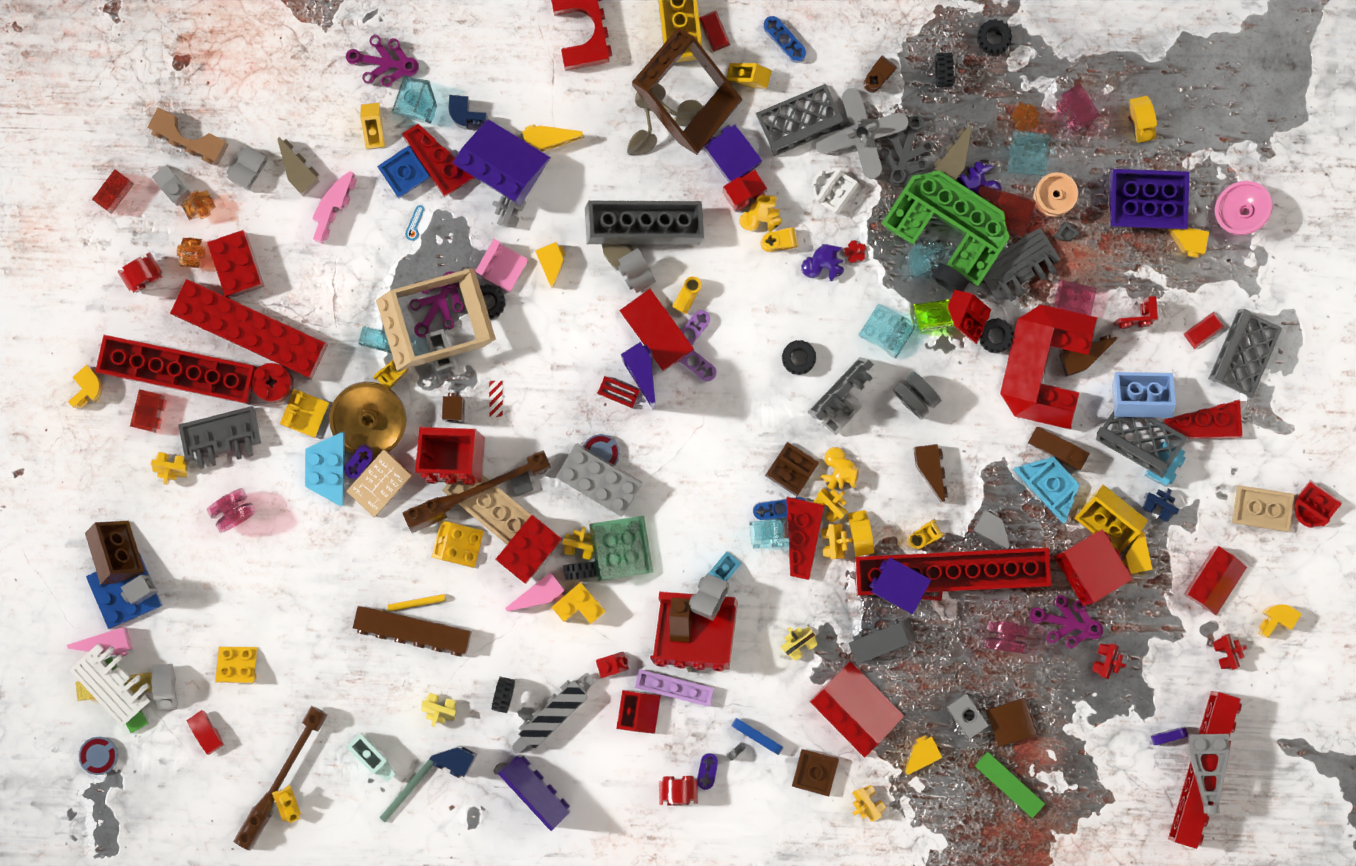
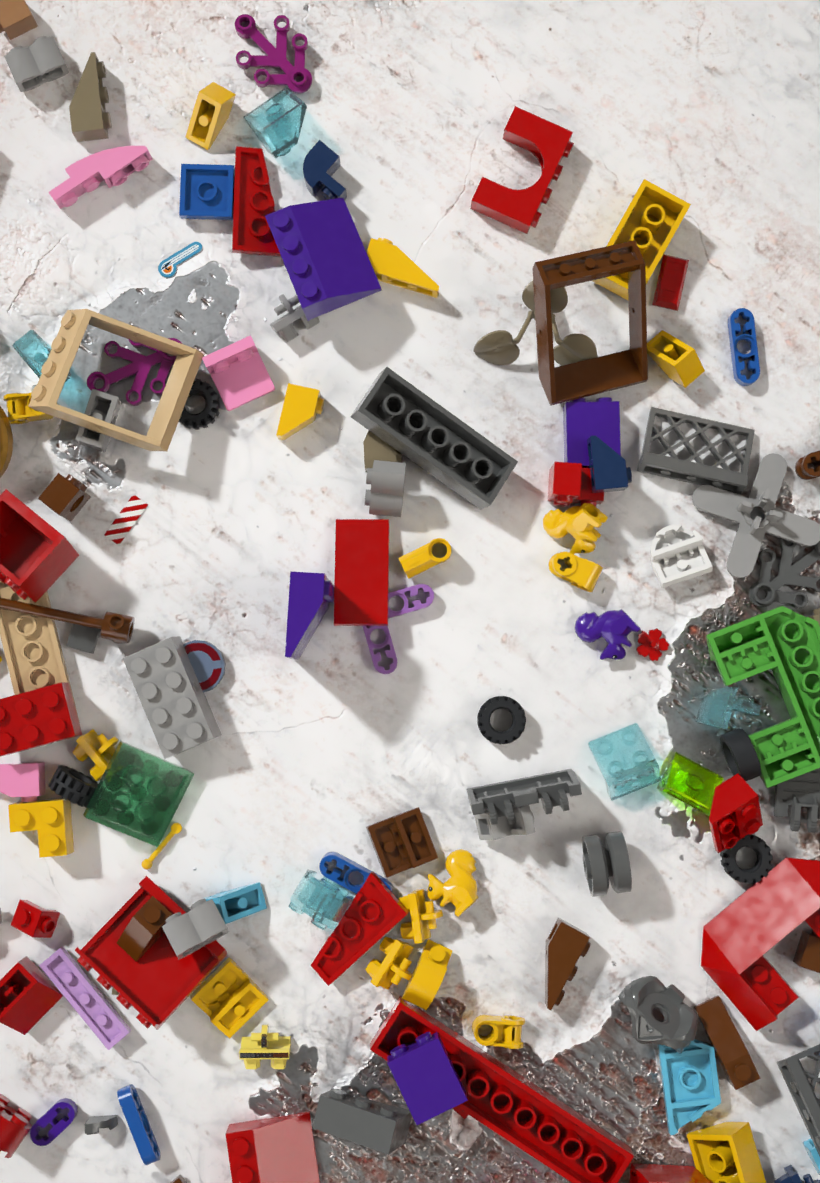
camera: 30 degrees right, 0 degrees up
(603, 386) = (256, 592): red tile -> none
(655, 555) = (175, 829): none -> yellow hinge
(755, 168) = (607, 467): none -> dark blue slope
(756, 628) = (229, 997): none -> yellow slope
(992, 528) = (583, 1079): light grey slope -> none
(1007, 458) = (659, 1013): none -> dark grey piece

